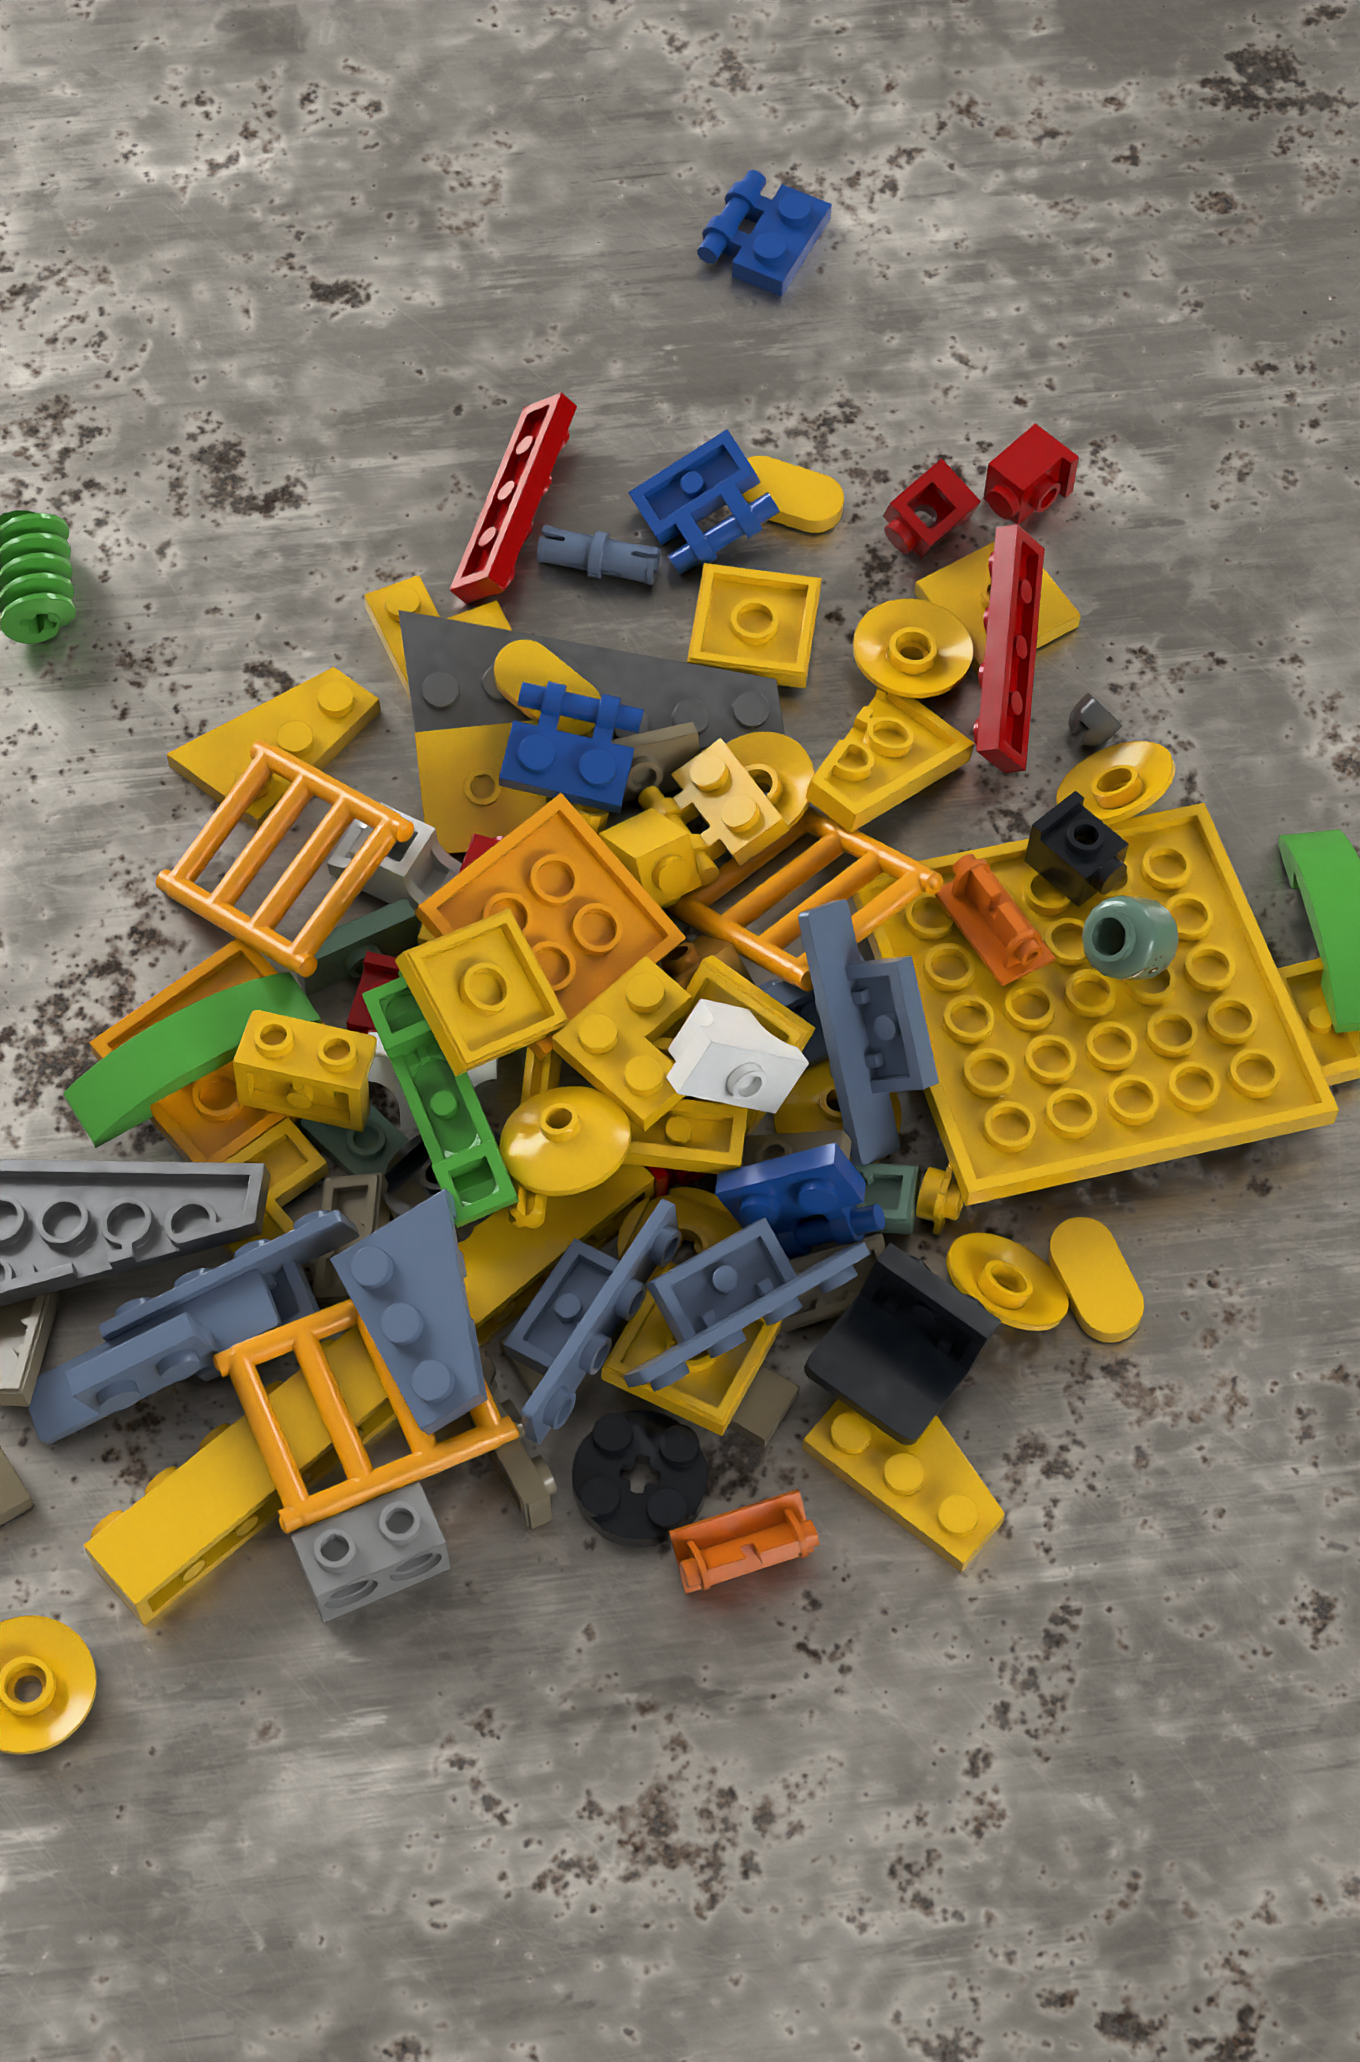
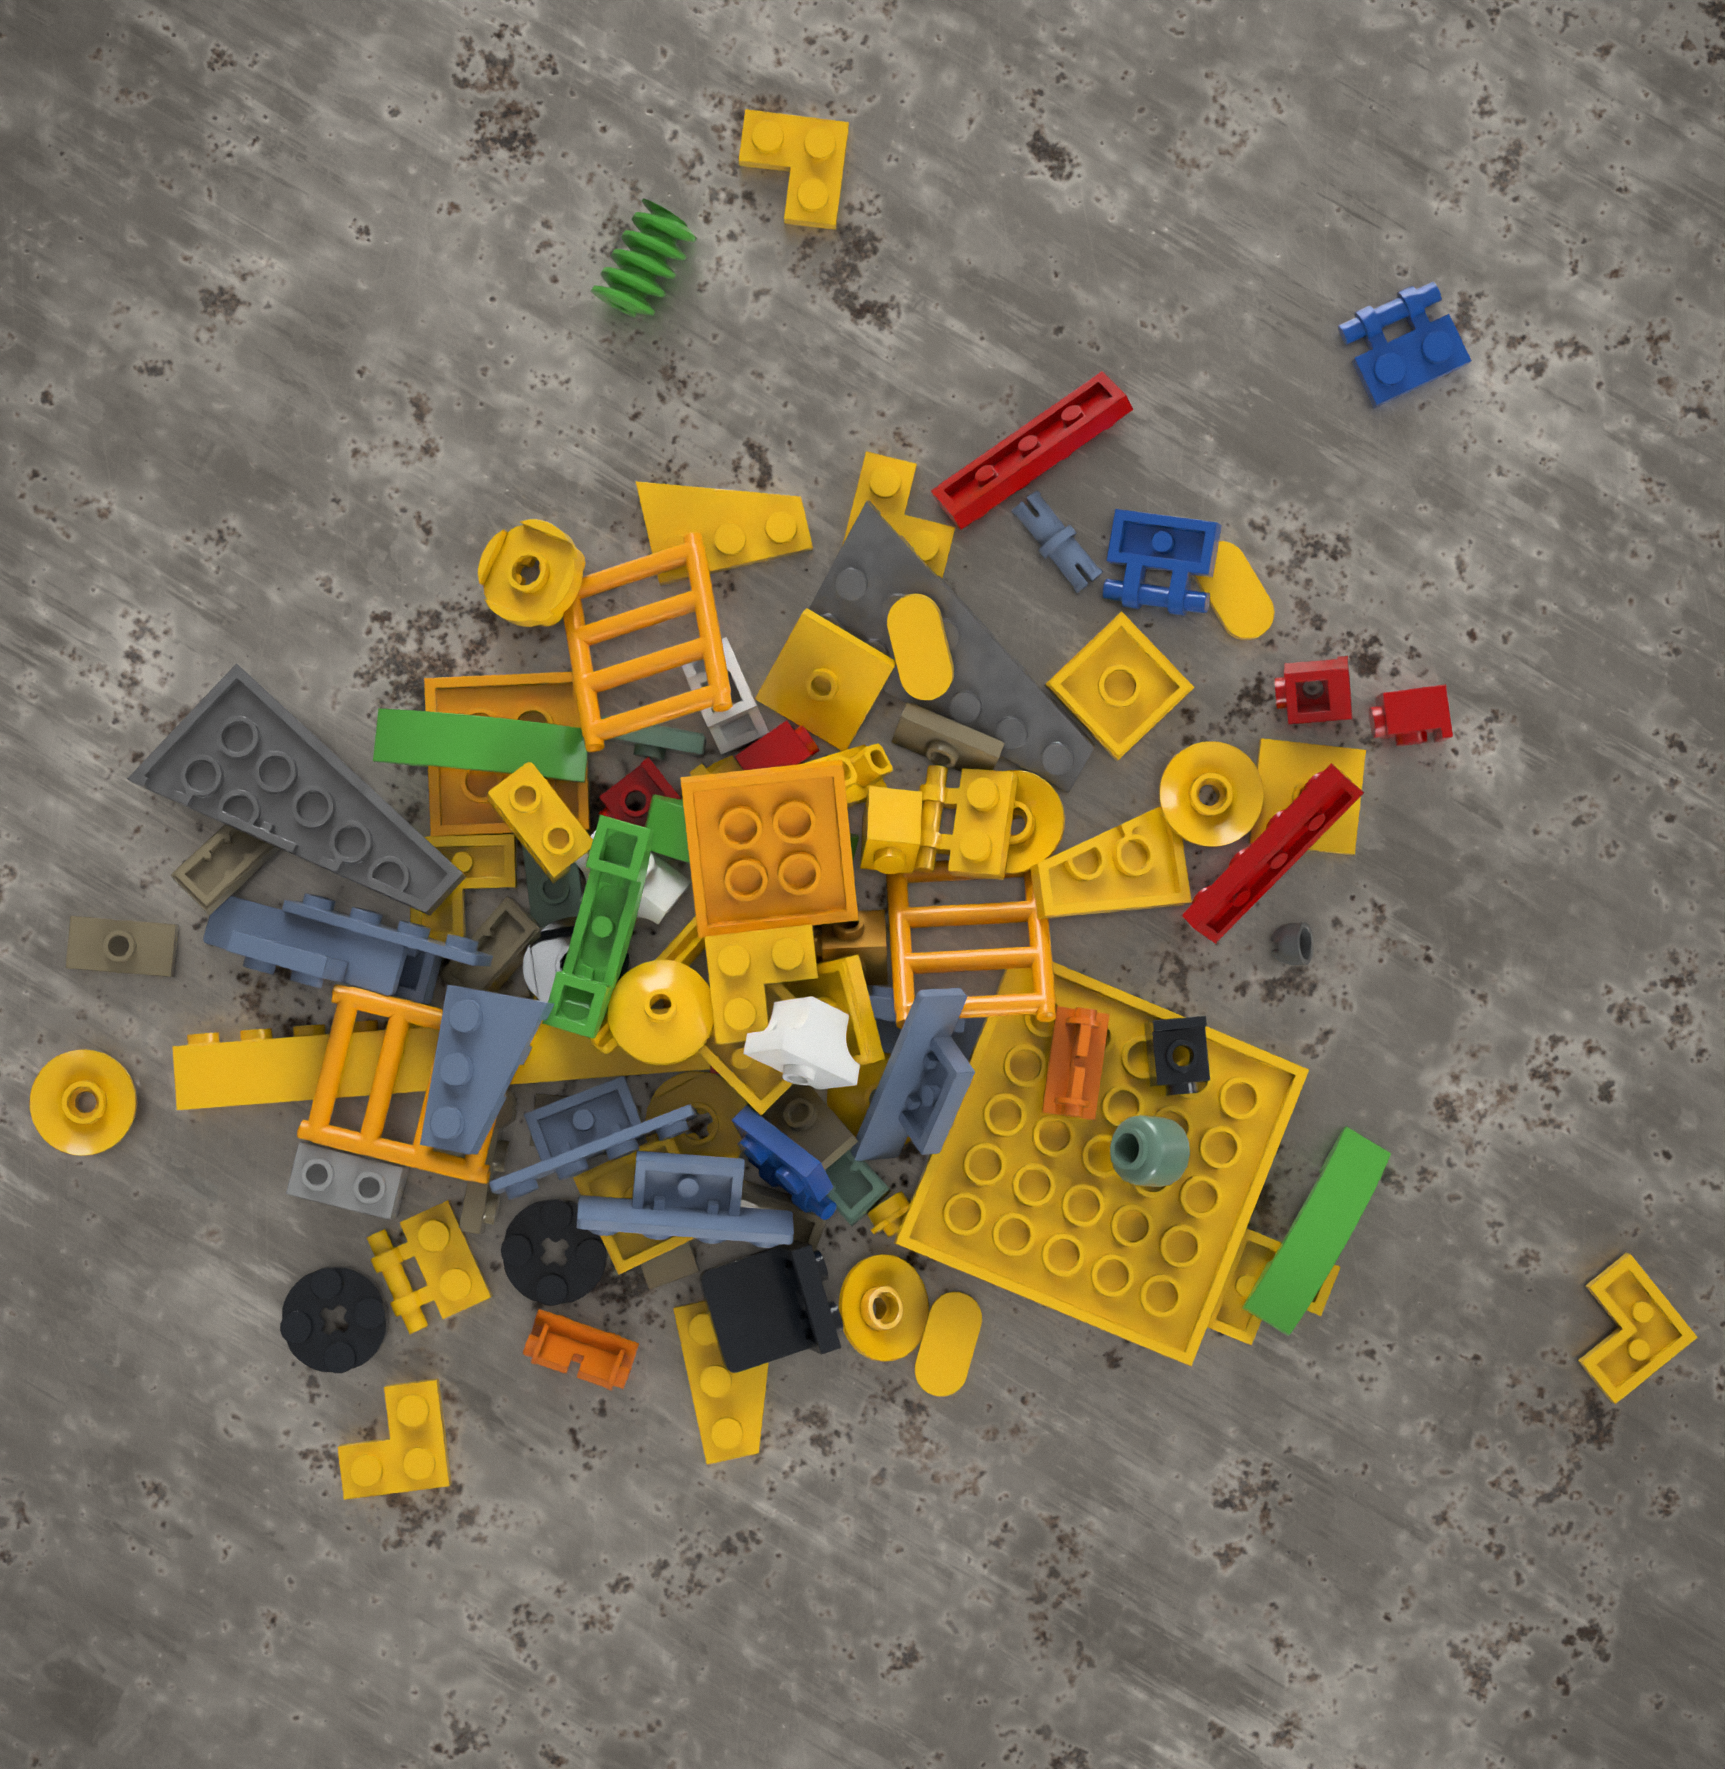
camera: 35 degrees right, 25 degrees up
(118, 413) = (807, 149): none -> yellow plate
(147, 907) = (554, 589): none -> yellow plate
(435, 1684) = (304, 1325): none -> black plate
(482, 991) = (677, 876): yellow plate -> none
(532, 1569) = (444, 1259): none -> yellow plate
(557, 762) = (885, 717): blue plate -> none
(654, 1793) = (414, 1453): none -> yellow plate
(1120, 779) = (1263, 992): yellow dish -> none

